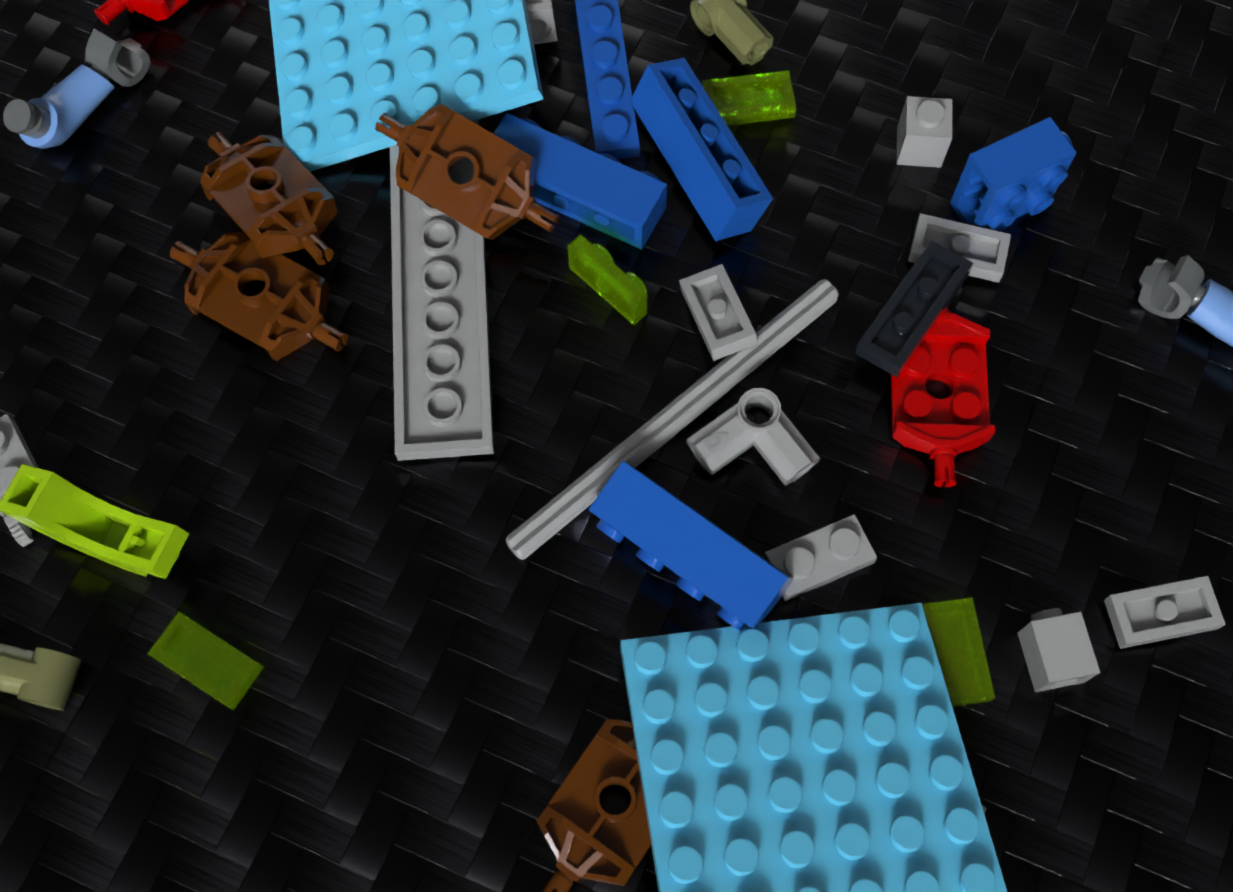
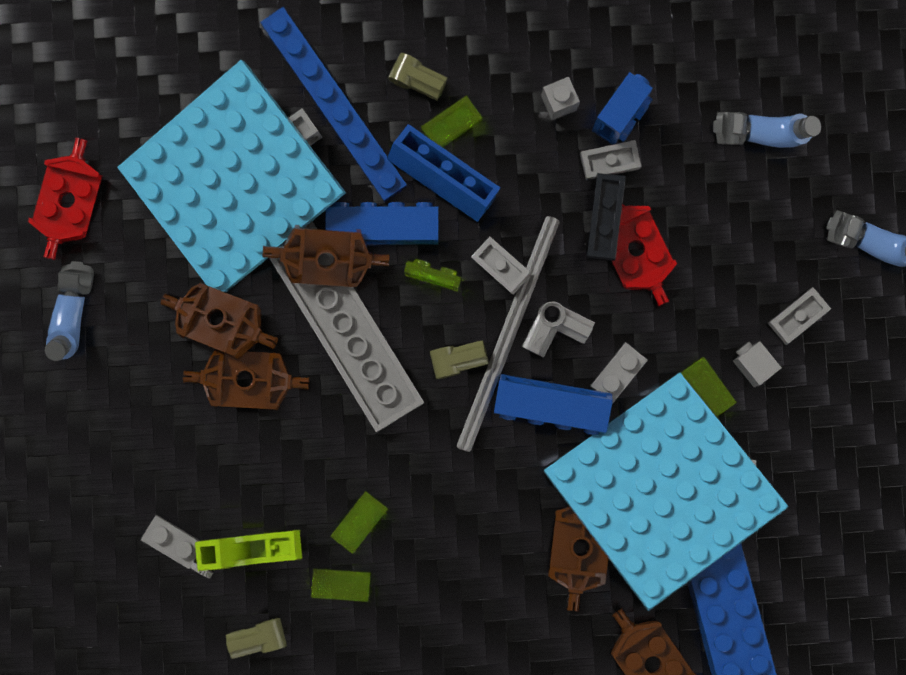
camera: 30 degrees left, 15 degrees up
(291, 579) = (359, 522): none -> clear neon green plate
(568, 409) = (451, 360): none -> olive piece

